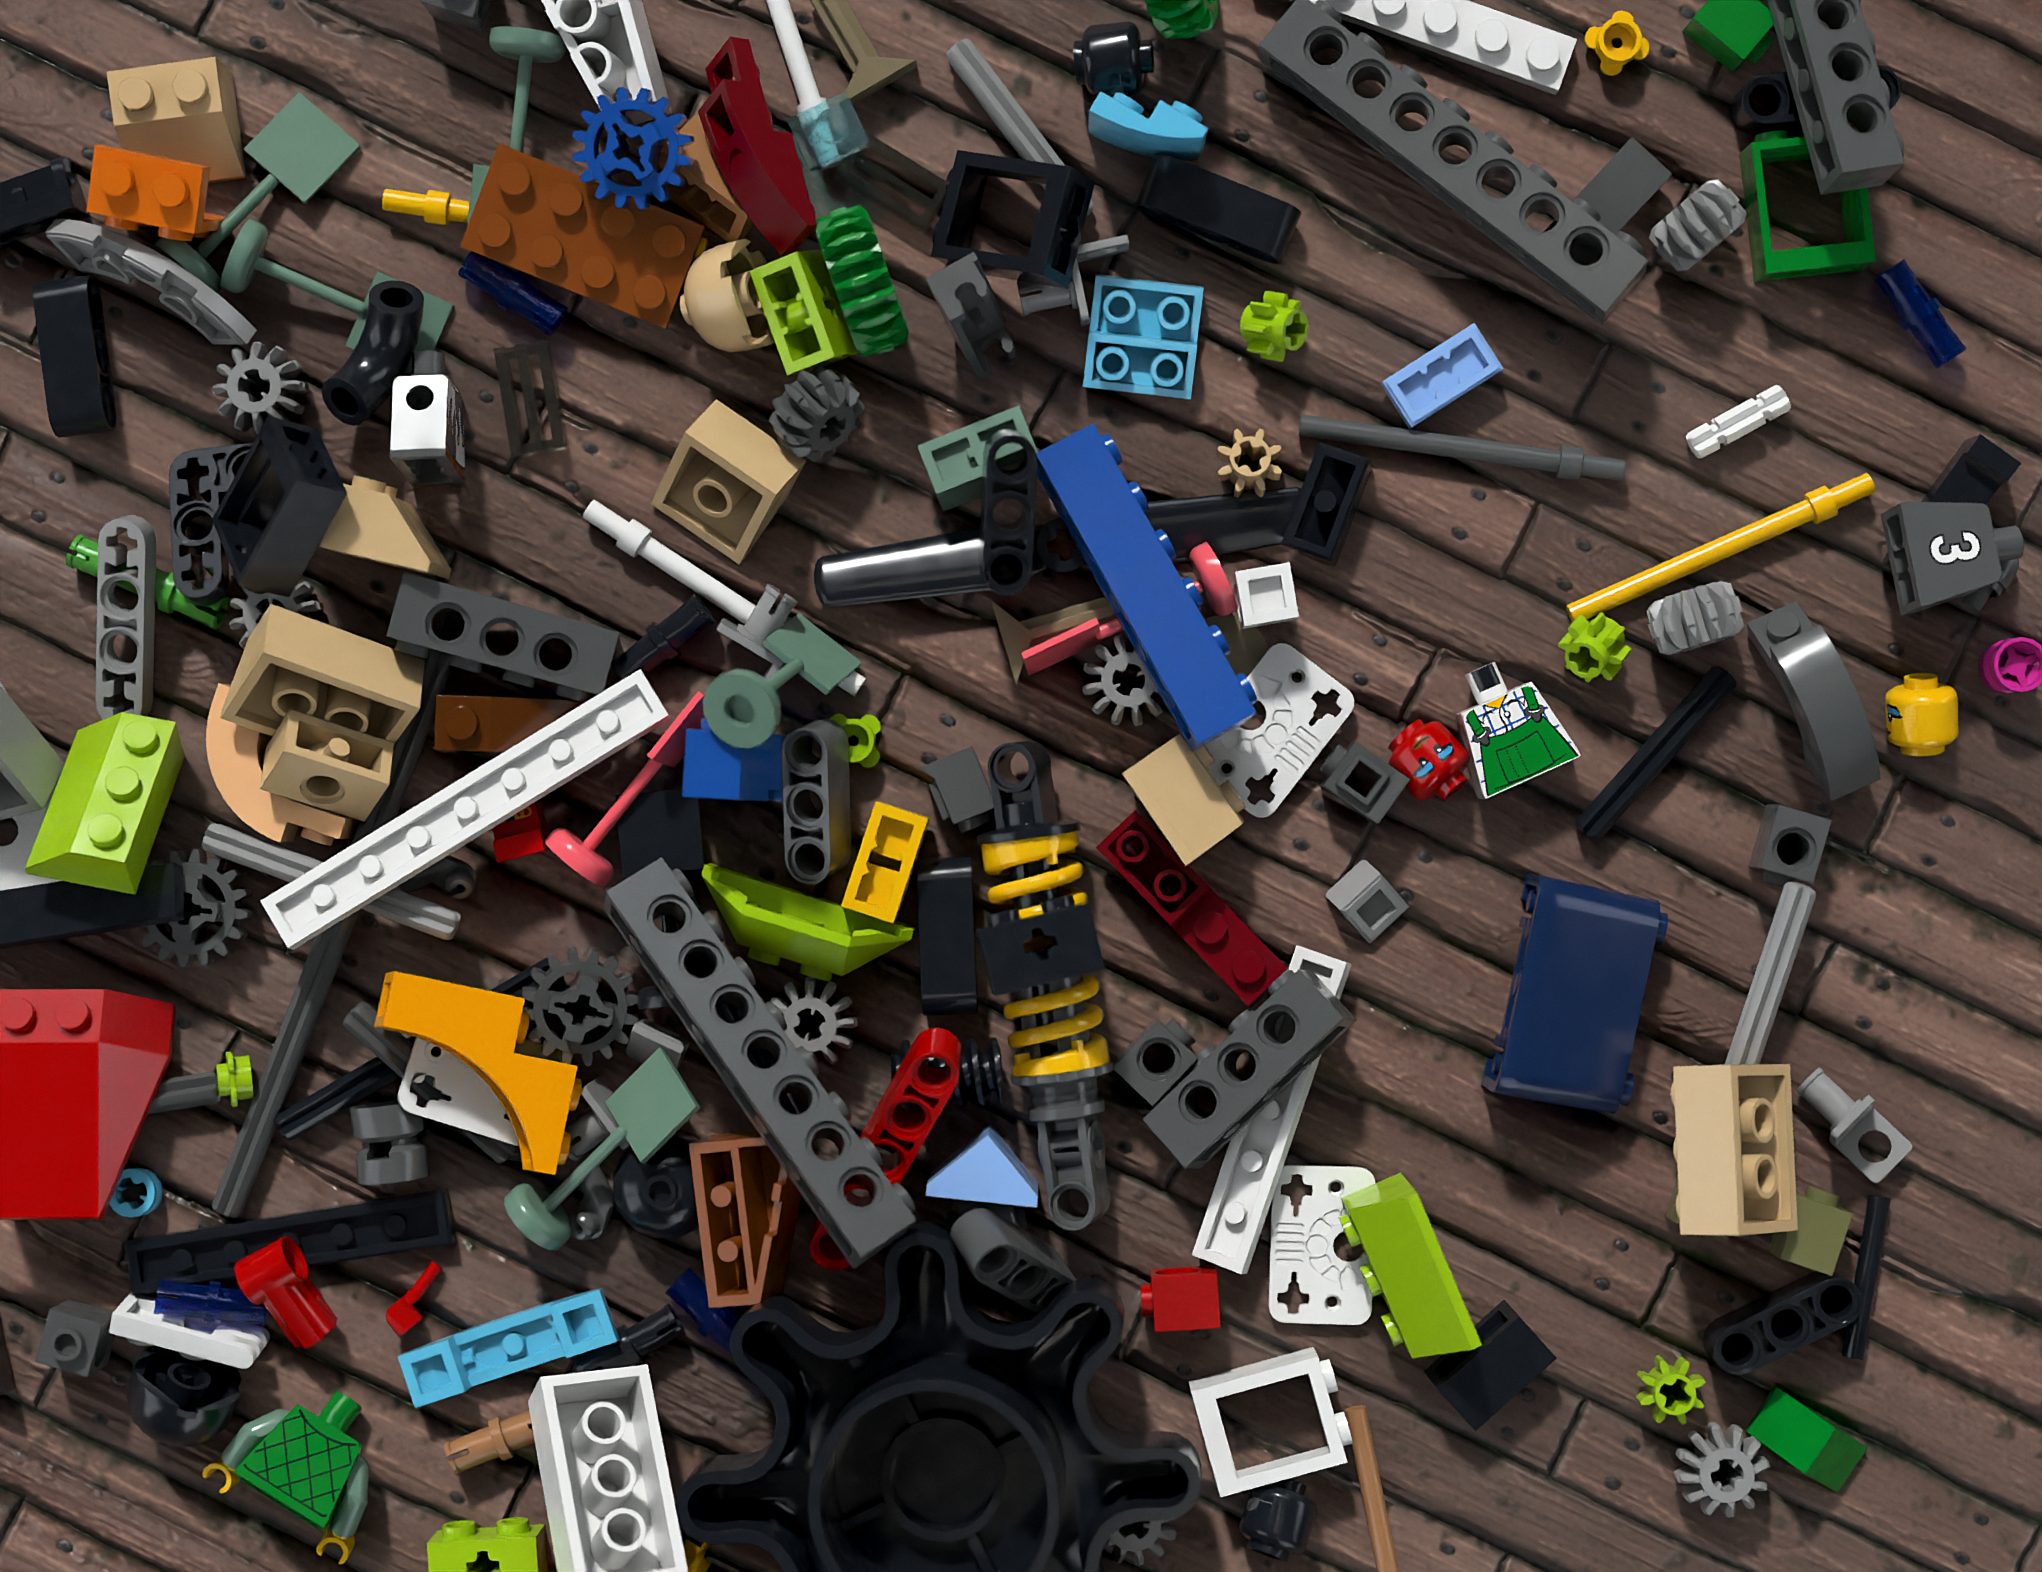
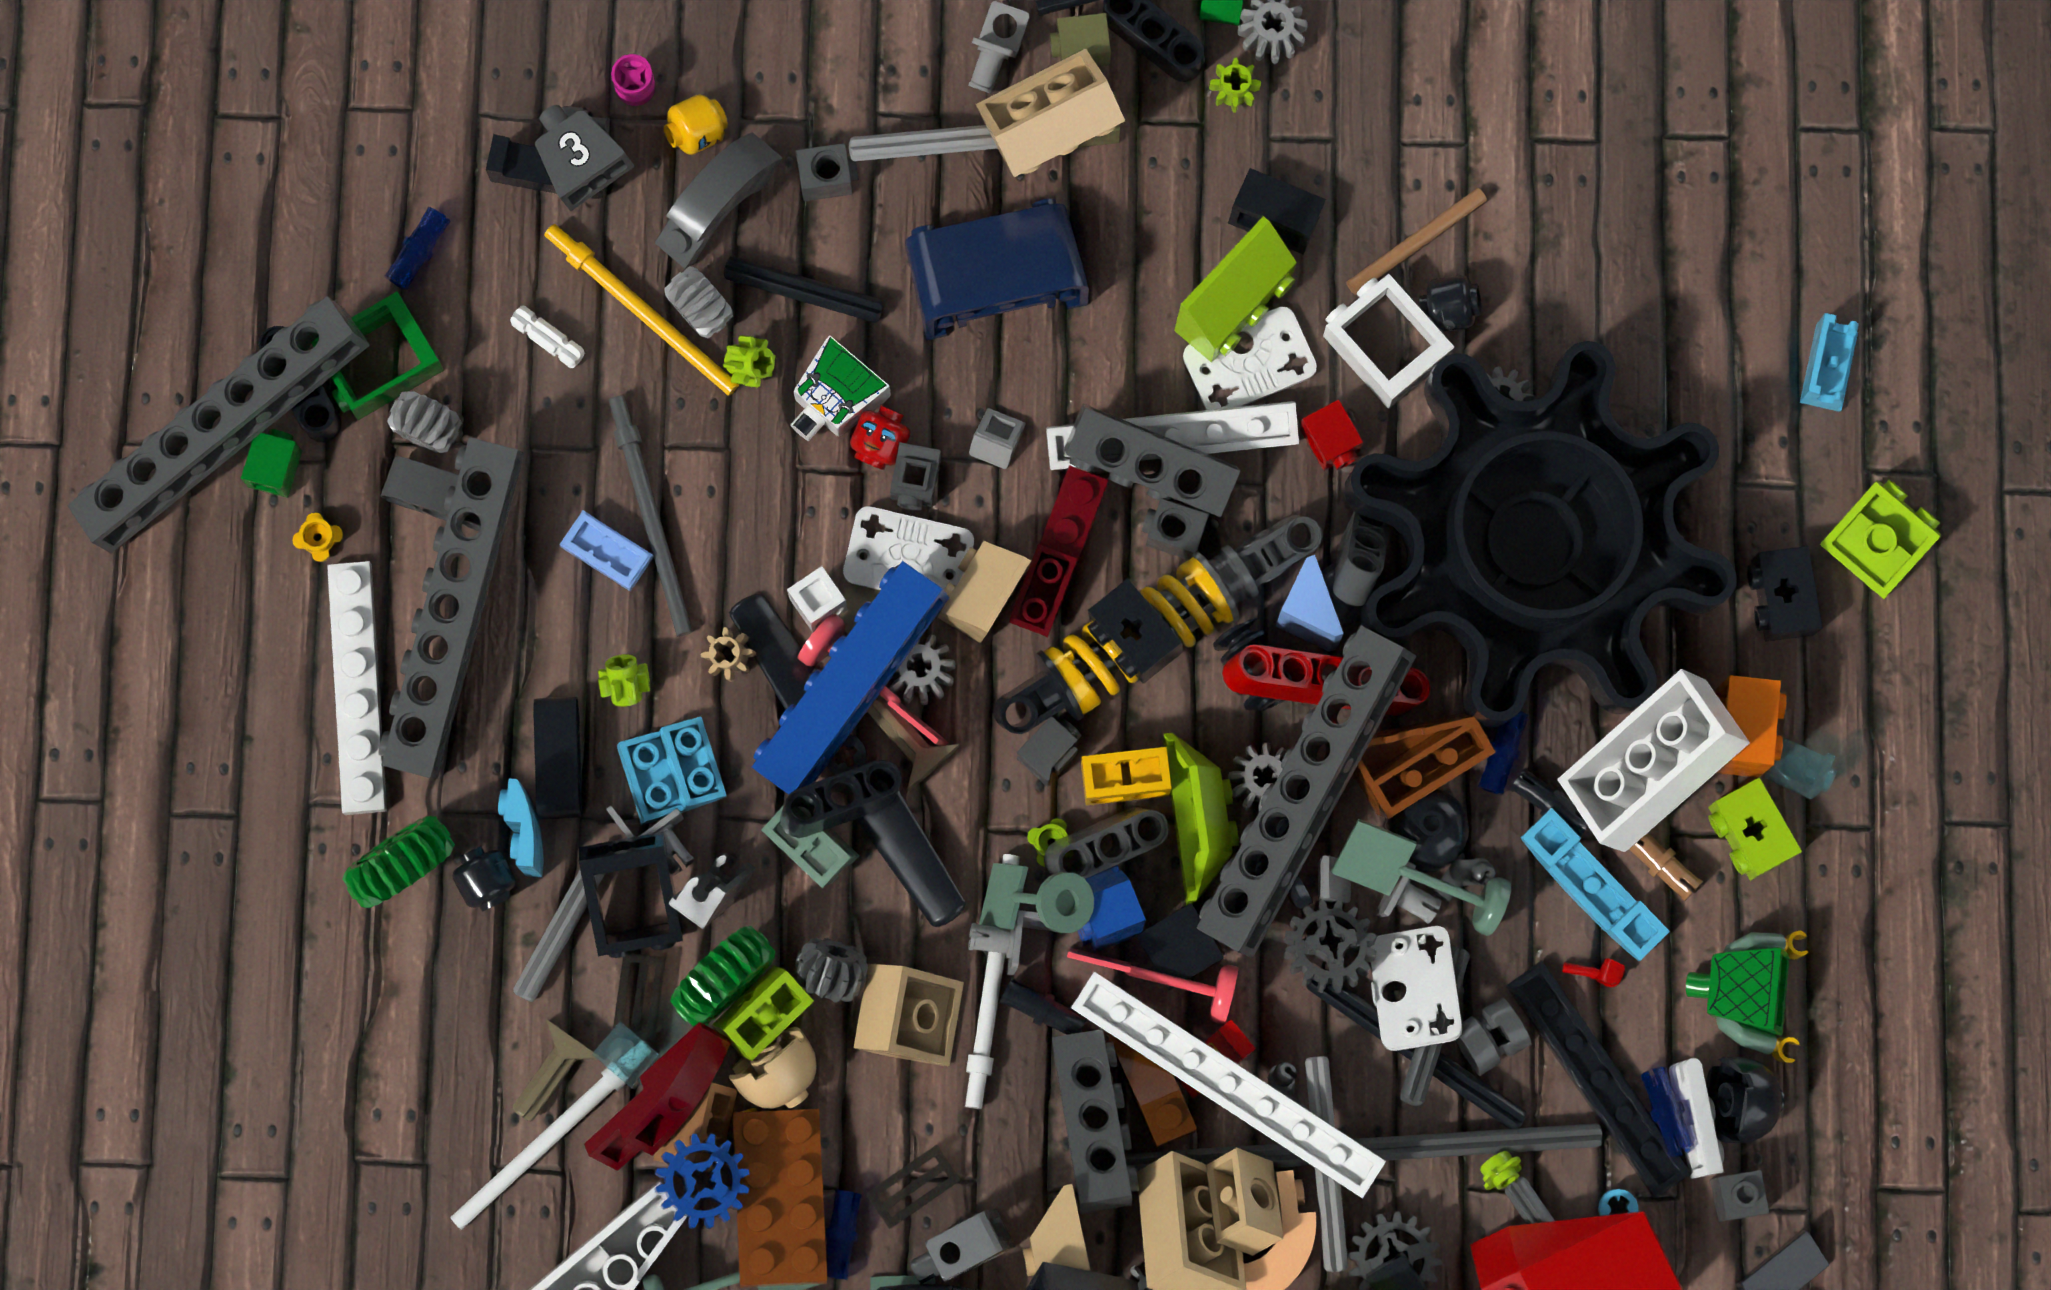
camera: 120 degrees left, 10 degrees down
(281, 1281) = (1628, 1066): red piece -> none
(482, 1033) = (1382, 997): light orange arch -> none
(947, 936) = (1158, 711): black beam -> none
(1327, 503) = (732, 589): black slope -> none

